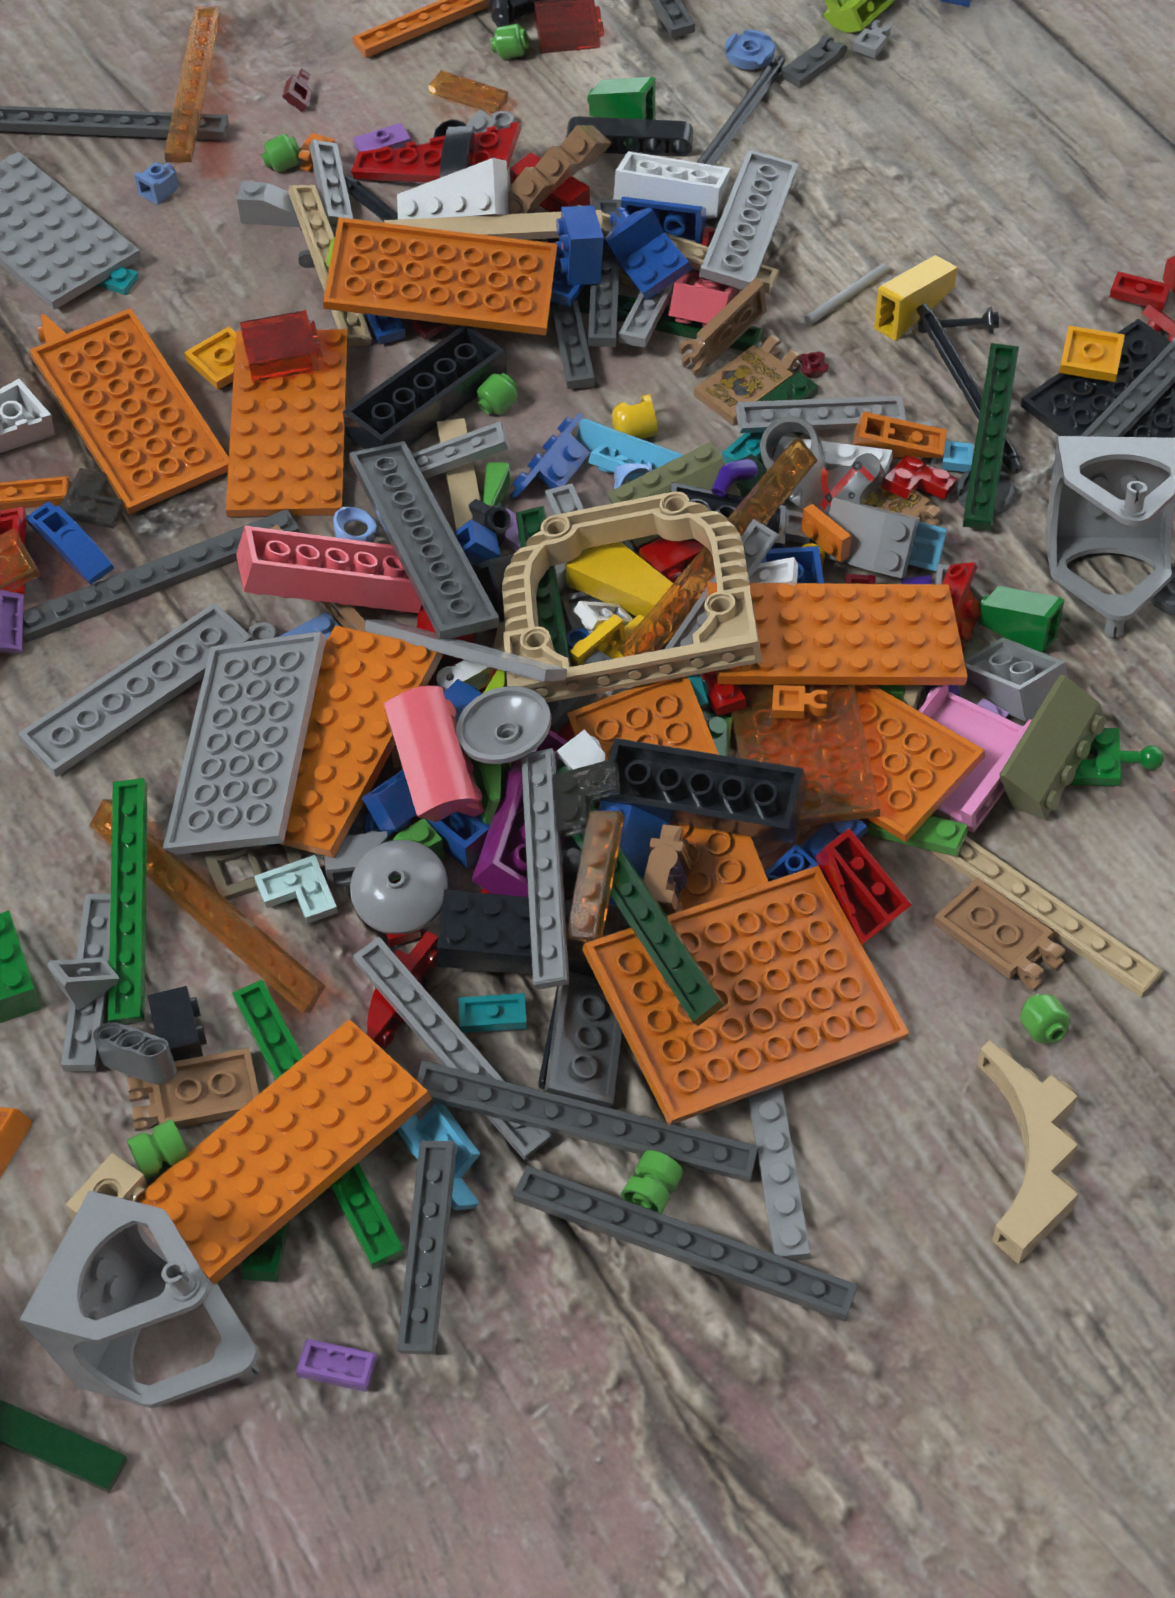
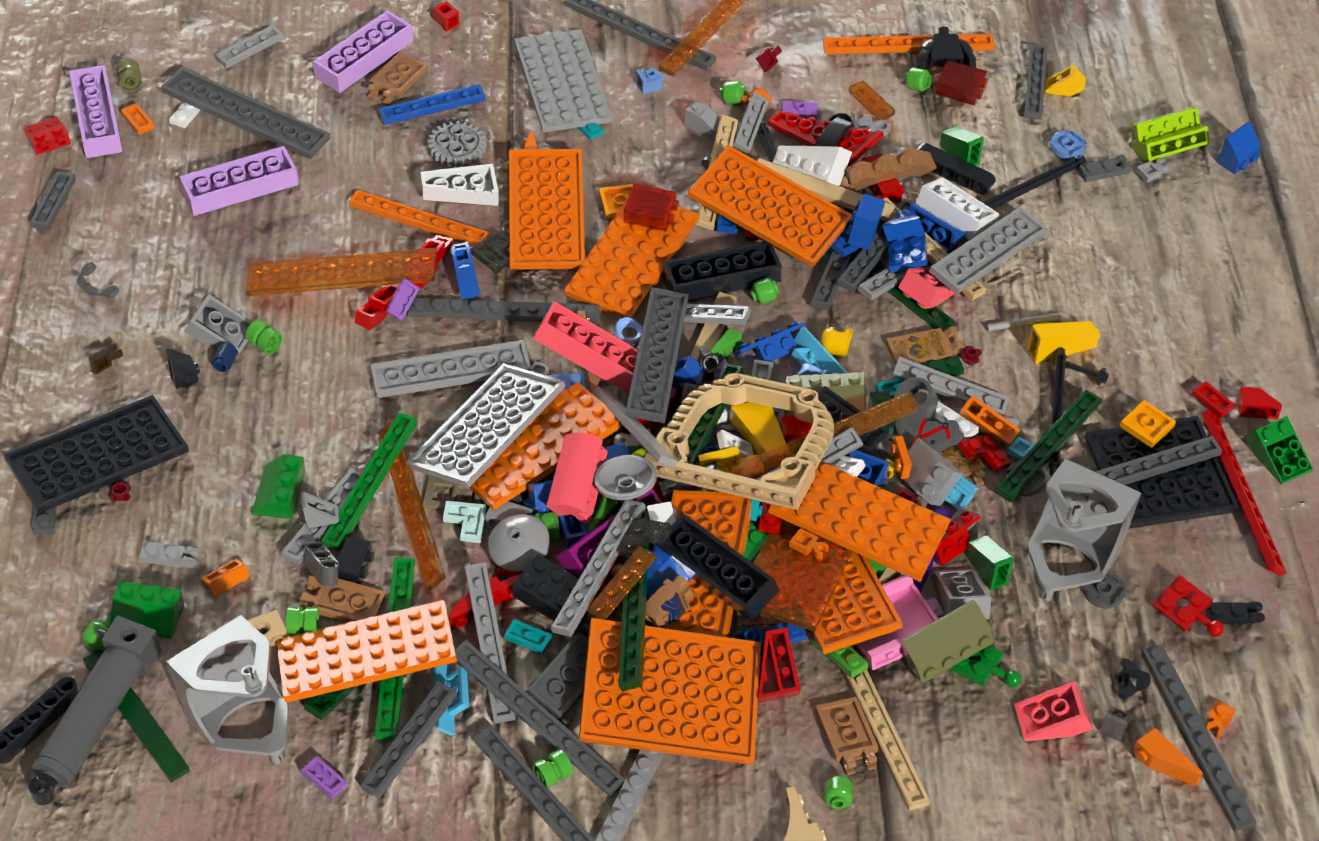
camera: 25 degrees right, 5 degrees down
(725, 327) = (925, 309): medium nougat tile -> none
(731, 472) = (864, 395): dark purple arm -> none

